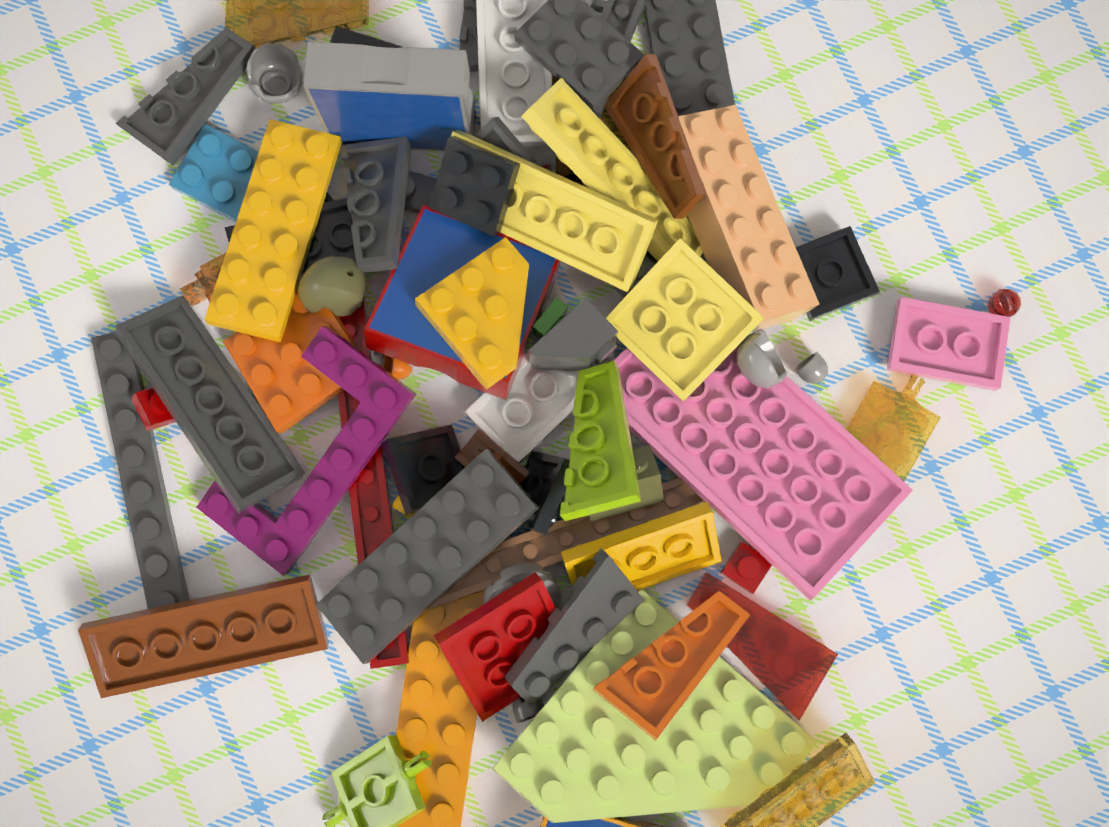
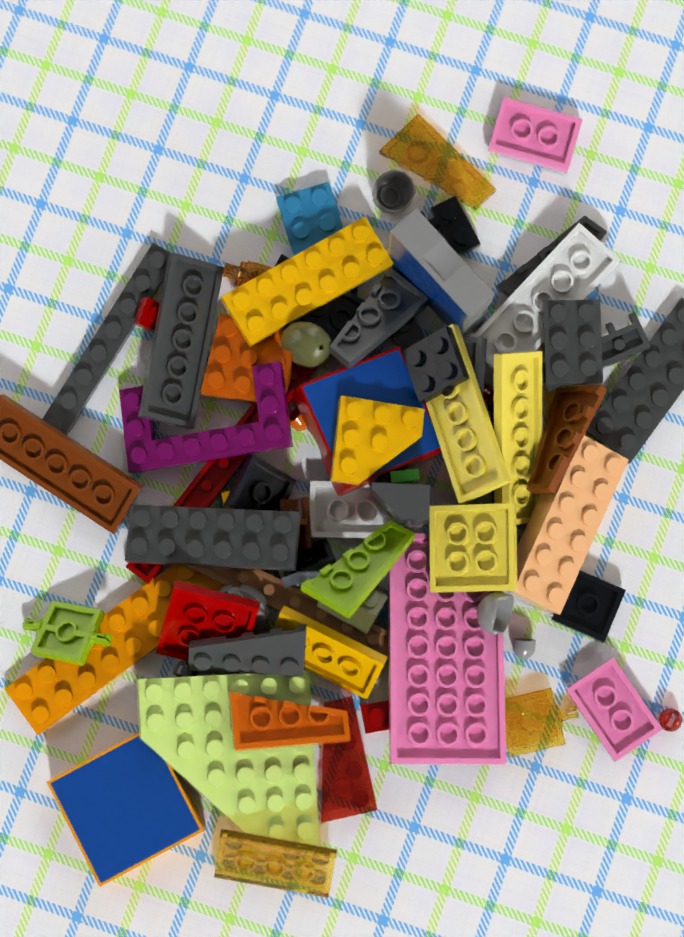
camera: 45 degrees right, 0 degrees up
(182, 107) = (333, 159): dark grey wing -> none

